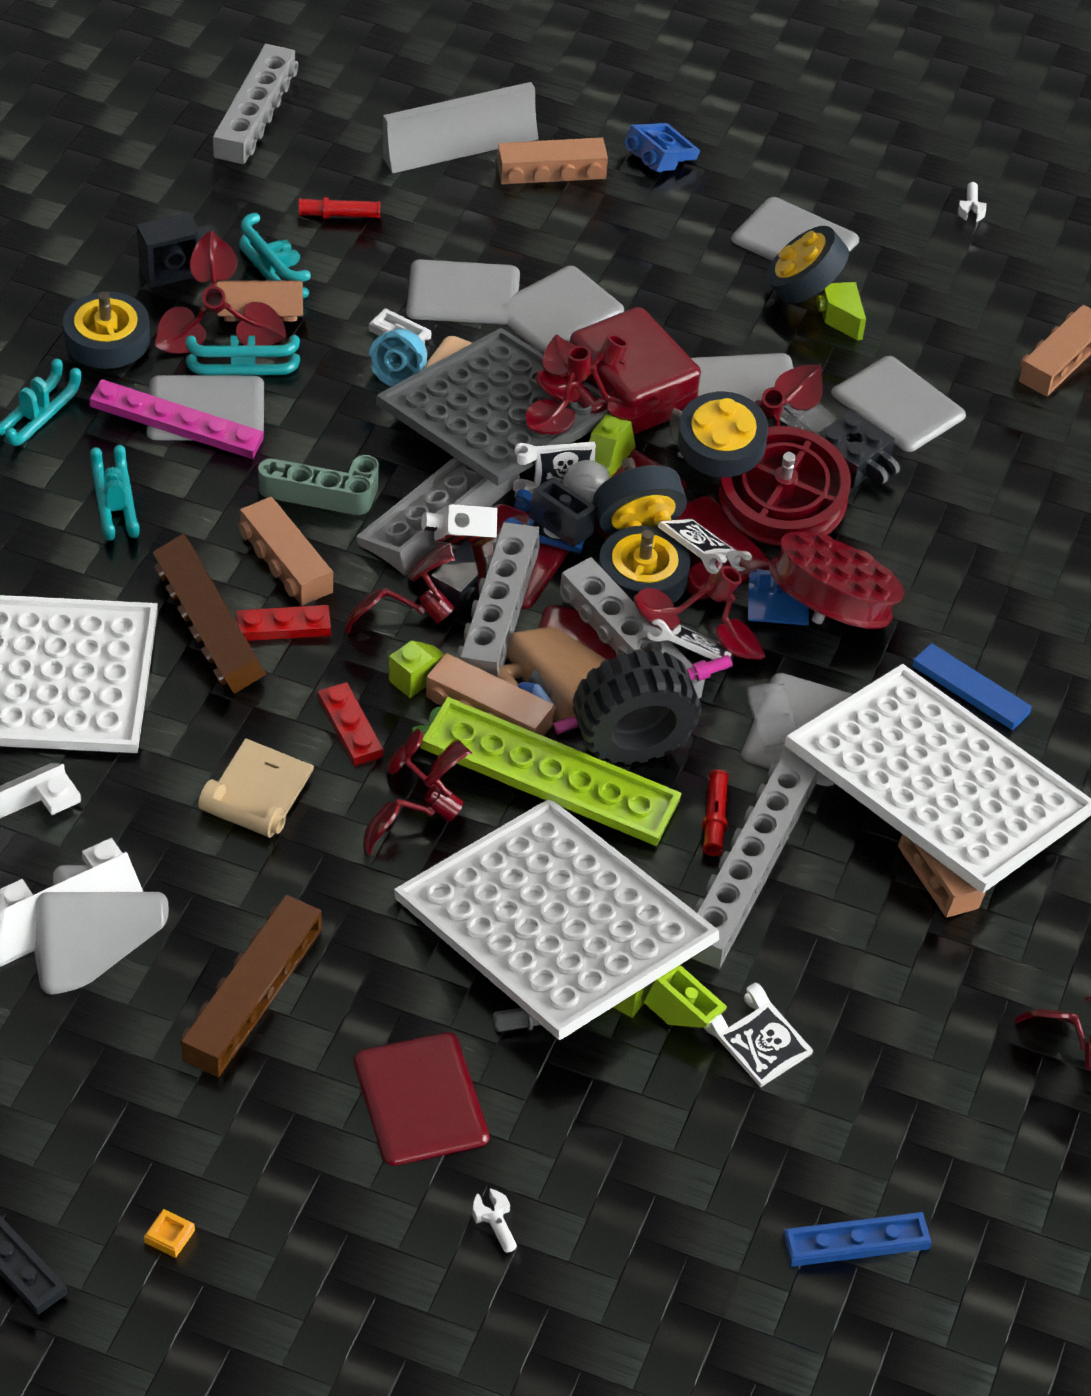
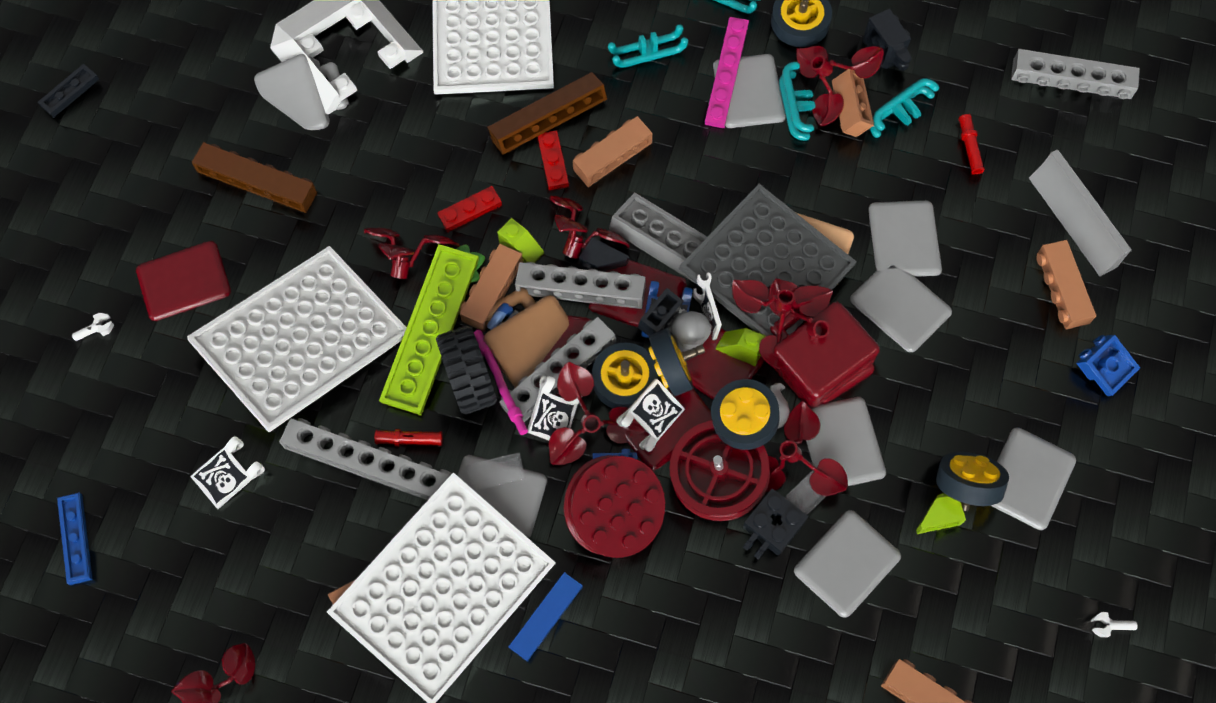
camera: 90 degrees right, 20 degrees up
(169, 1233) = (90, 160): light orange tile -> none
(256, 788) = (407, 161): tan door -> none
(321, 487) = (677, 161): sand green beam -> none
(379, 325) = (843, 213): white tile -> none
(397, 356) = (812, 198): medium azure cylinder -> none
(462, 523) = (637, 249): white torso -> none
(683, 1000) = (236, 424): lime slope -> none

